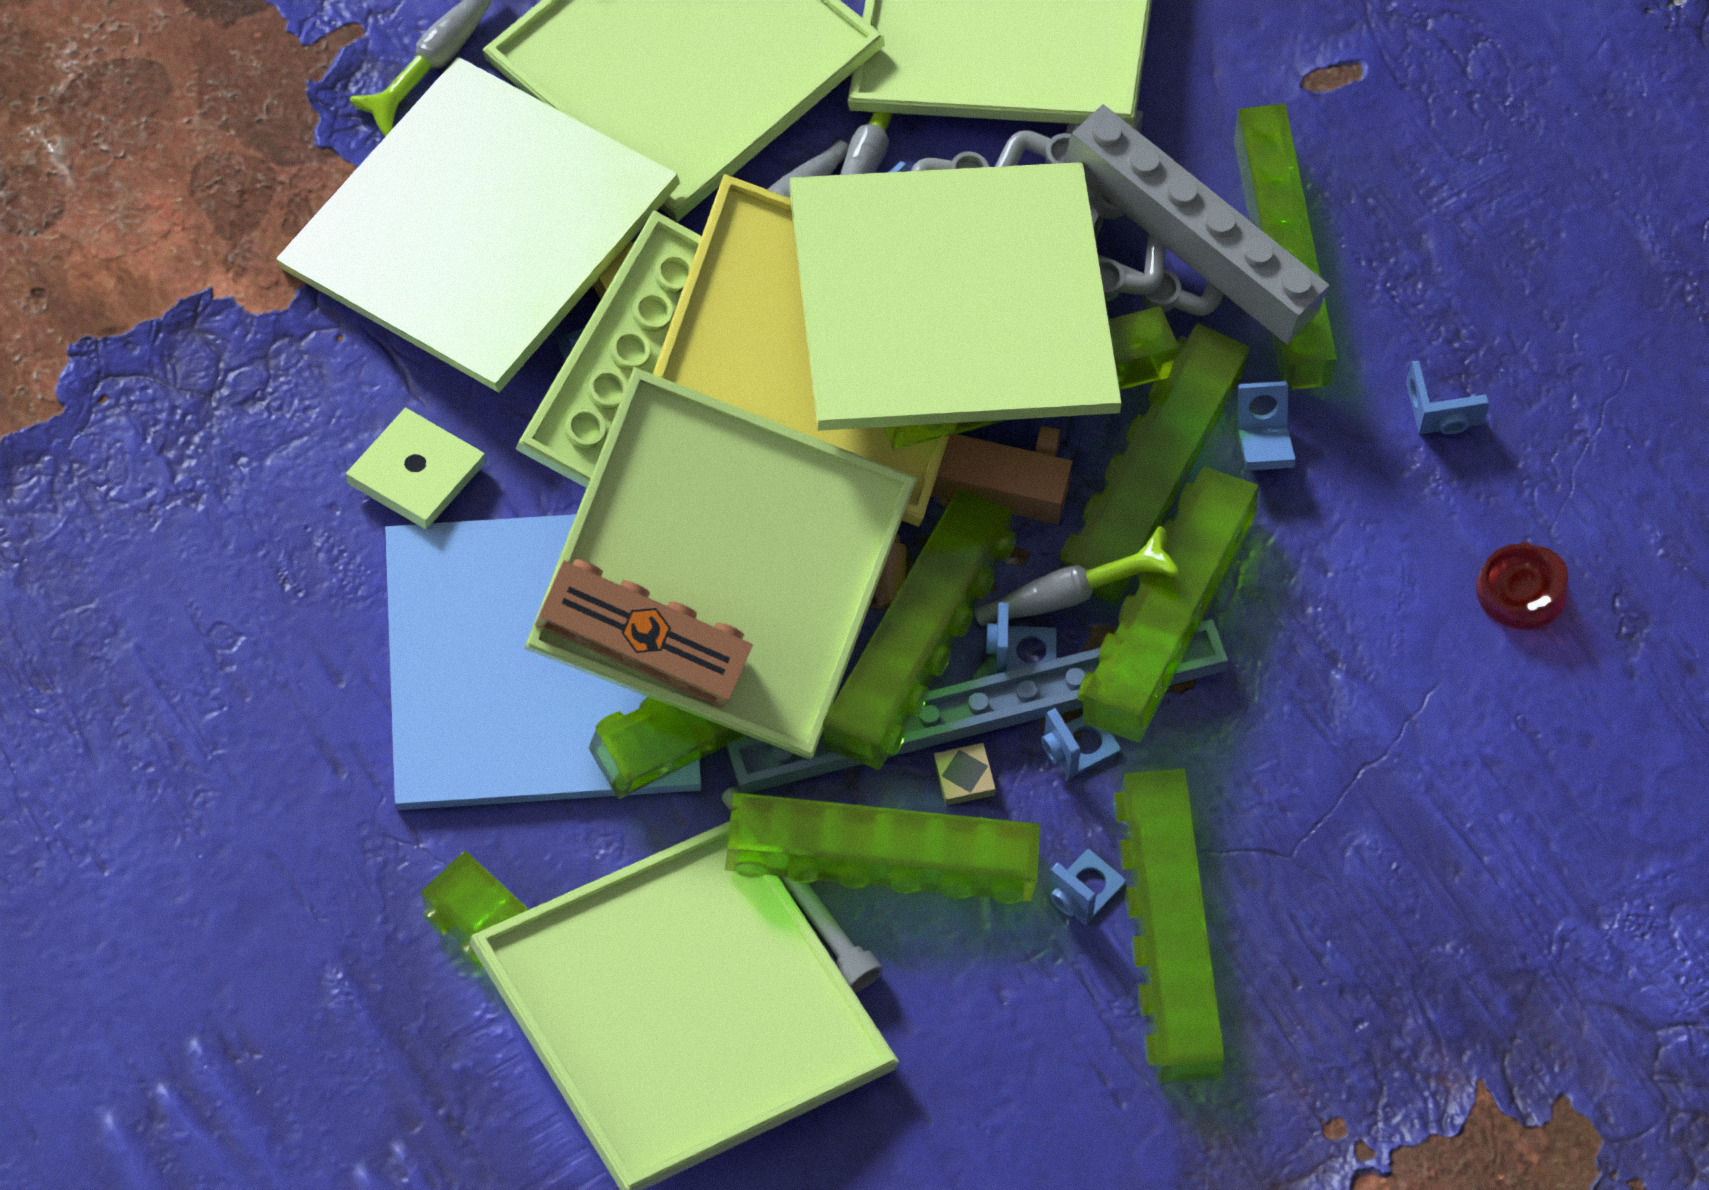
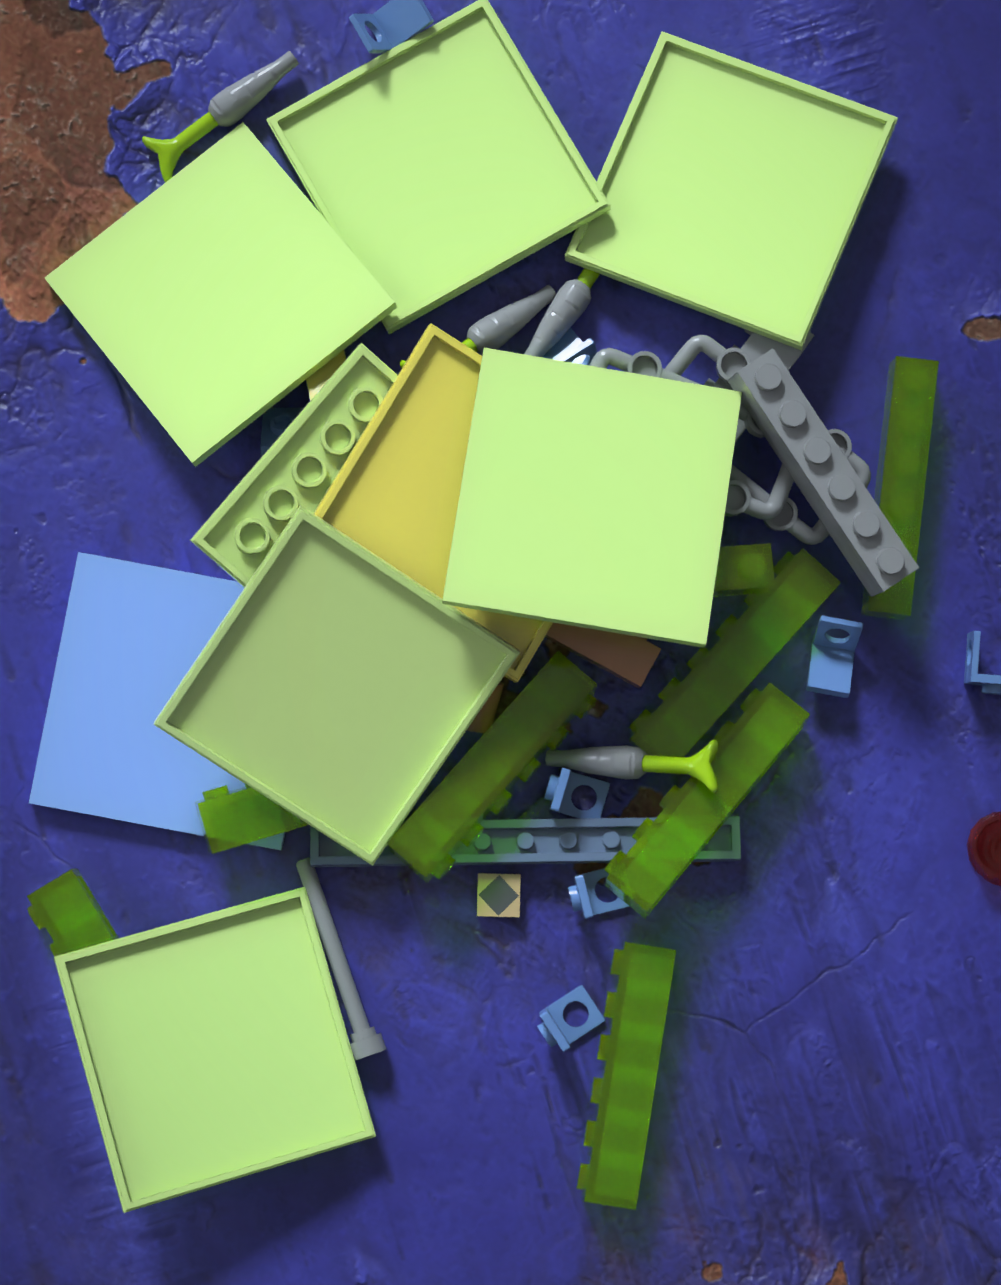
camera: 15 degrees right, 20 degrees up
(415, 468) = (115, 505): yellowish green tile -> none
(644, 633) = (252, 743): nougat brick -> none
(882, 848) = (411, 952): clear neon green brick -> none

